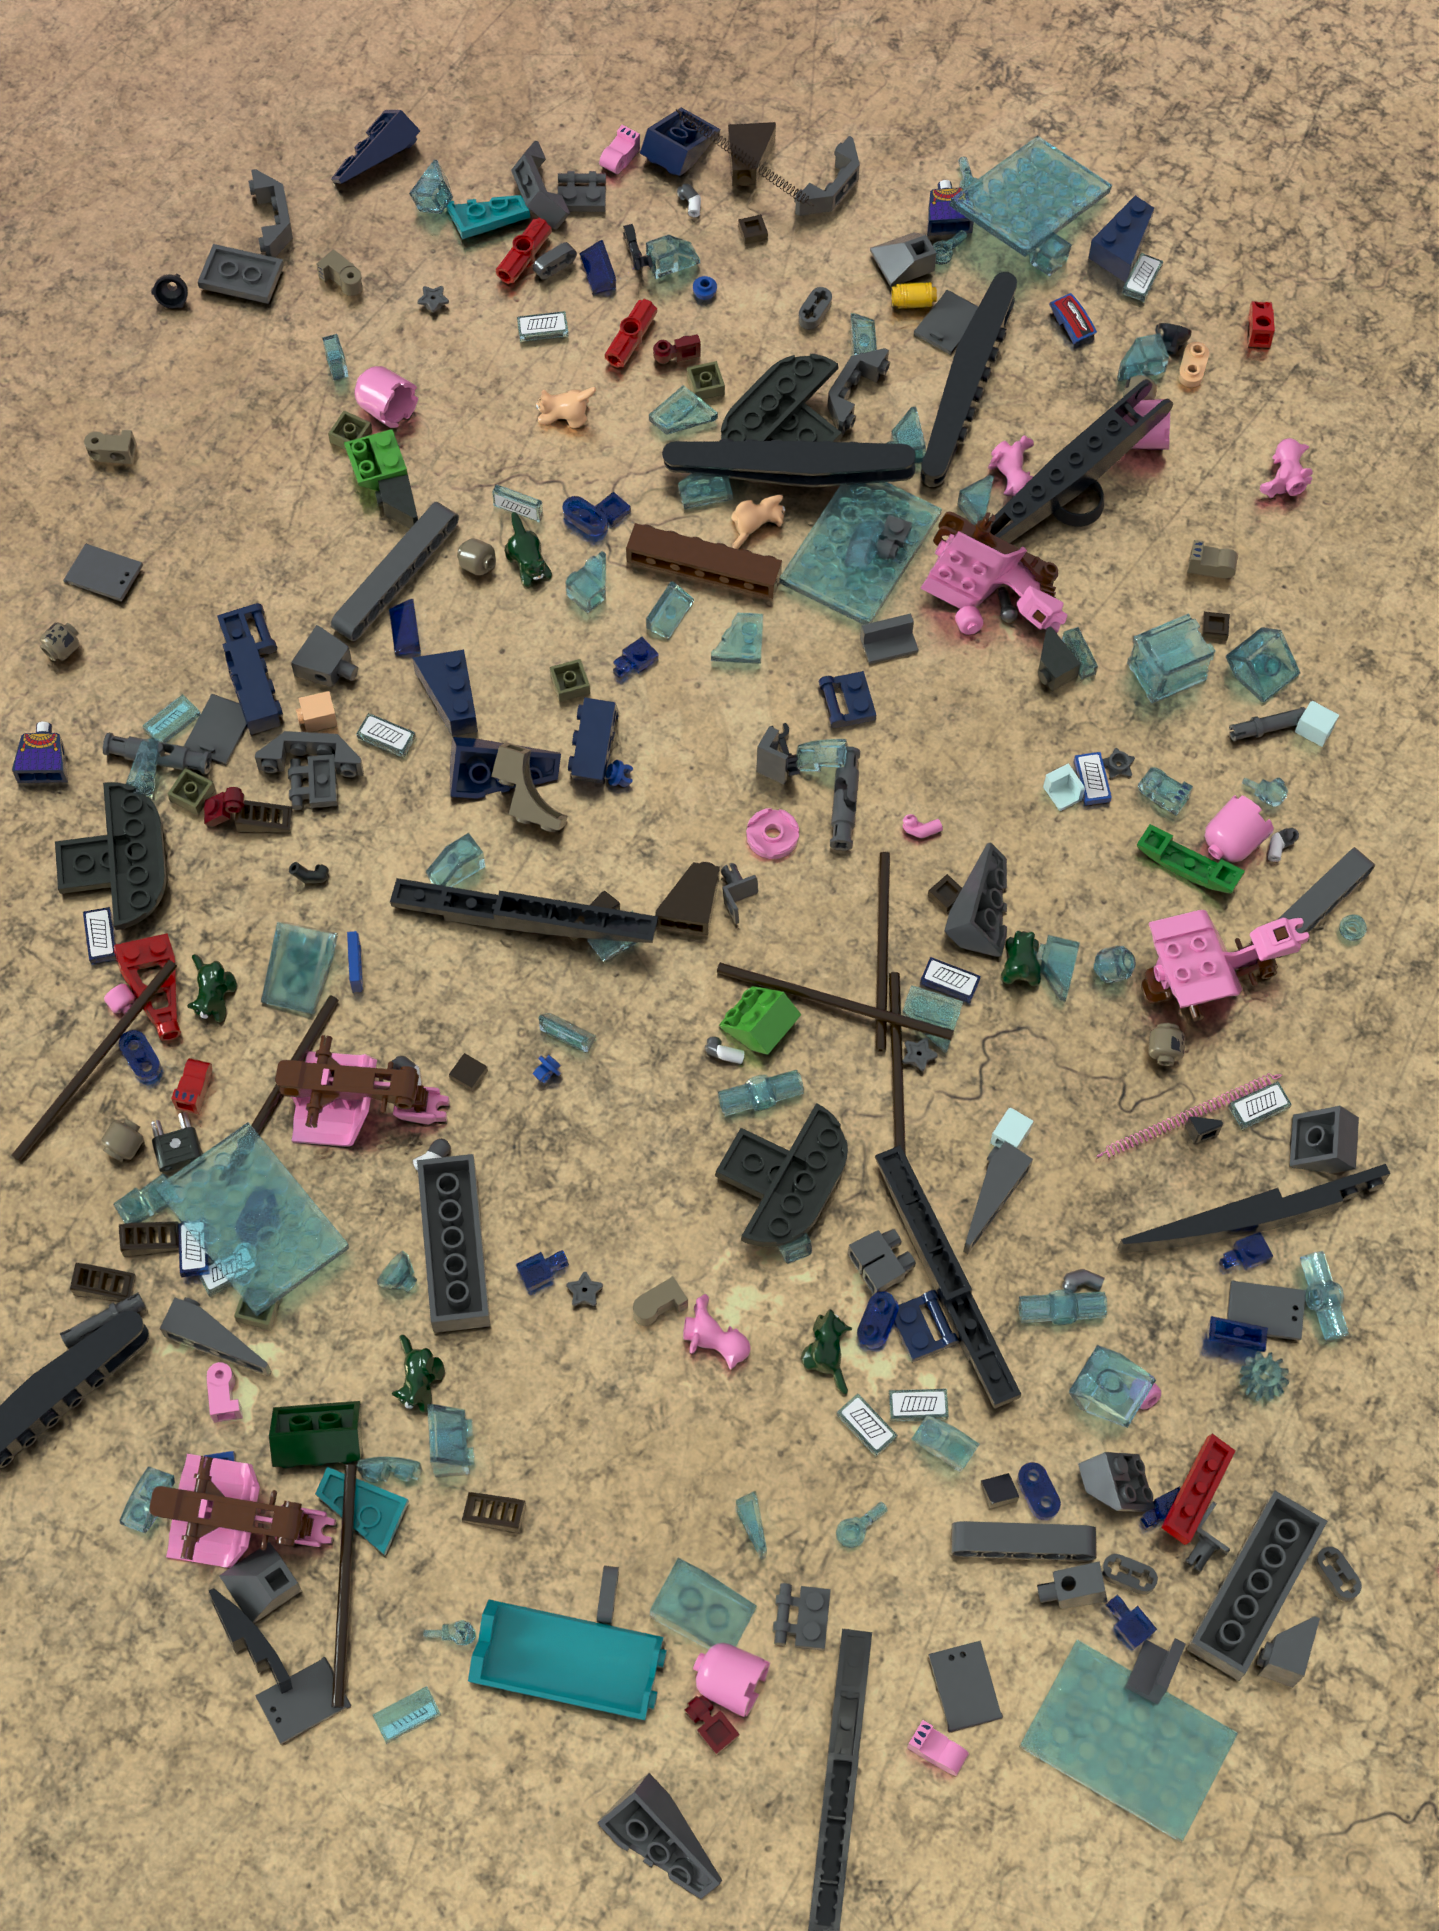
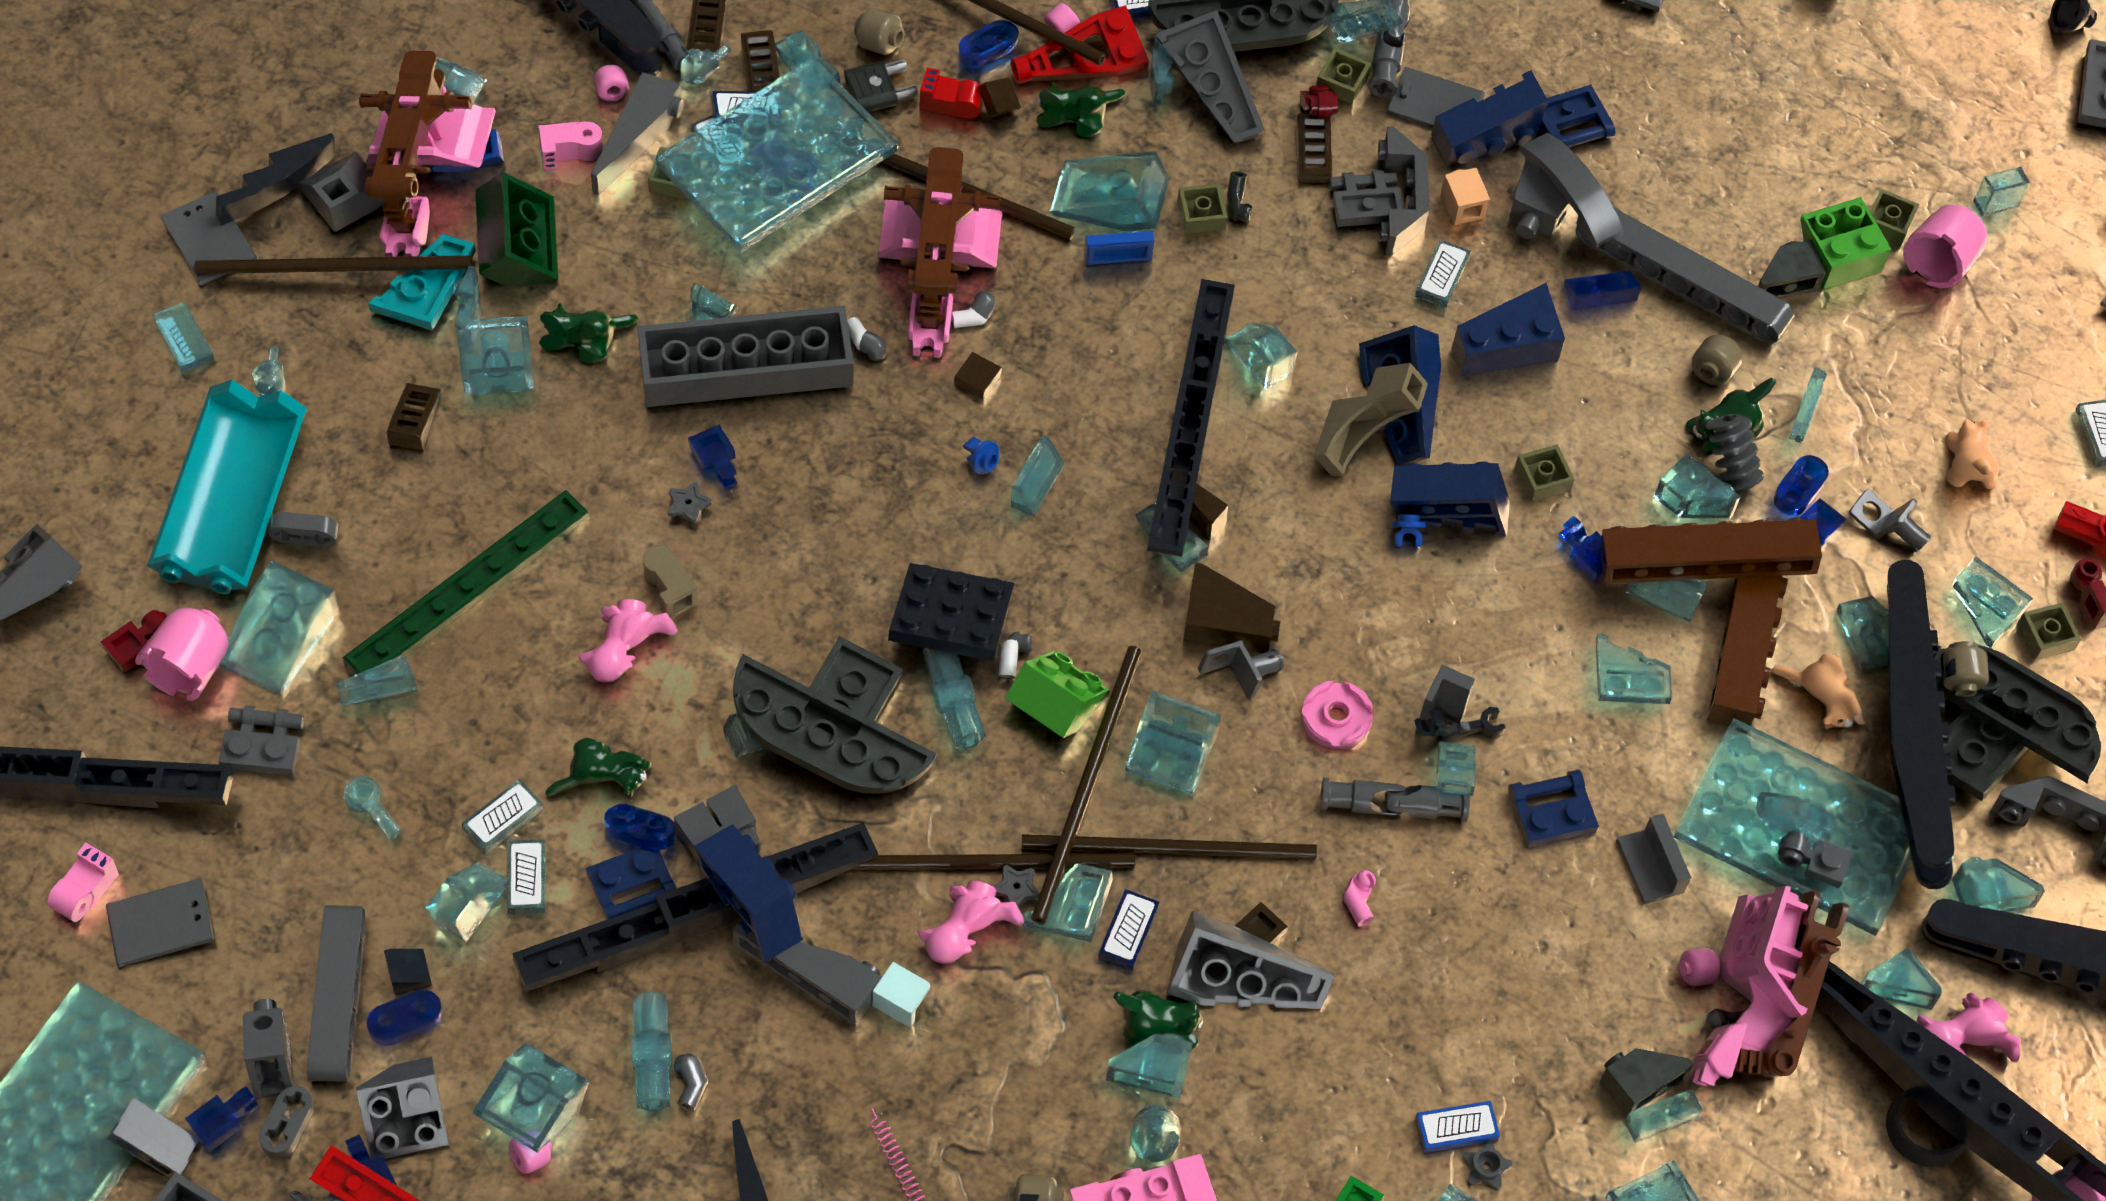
camera: 85 degrees right, 5 degrees down
(147, 1286) = (699, 64): none -> clear light blue piece
(158, 1361) = (611, 83): none -> bright pink piece
(171, 719) = (1441, 52): clear light blue tile -> none
(182, 924) = (1160, 75): none -> clear light blue slope
(186, 881) = (1211, 68): none -> dark grey wing
(199, 1046) = (999, 97): none -> dark brown tile
(316, 901) = (1202, 208): none -> olive piece
(322, 628) = (1578, 186): none -> dark grey slope
(564, 549) = (1737, 451): none -> dark grey piece
(616, 463) = (1890, 520): none -> dark grey bracket
(654, 572) = (1710, 551): none -> reddish brown brick
(660, 1462) = (469, 584): none -> dark green tile
(692, 1090) = (951, 611): none -> black plate
(750, 426) = (1964, 668): none -> dark tan head
(805, 939) = (1173, 742): none -> clear light blue slope
(945, 1226) = (752, 889): none -> dark blue wedge
(946, 1083) = (972, 911): none -> bright pink animal
(1064, 787) = (1438, 1083): light aqua panel -> none

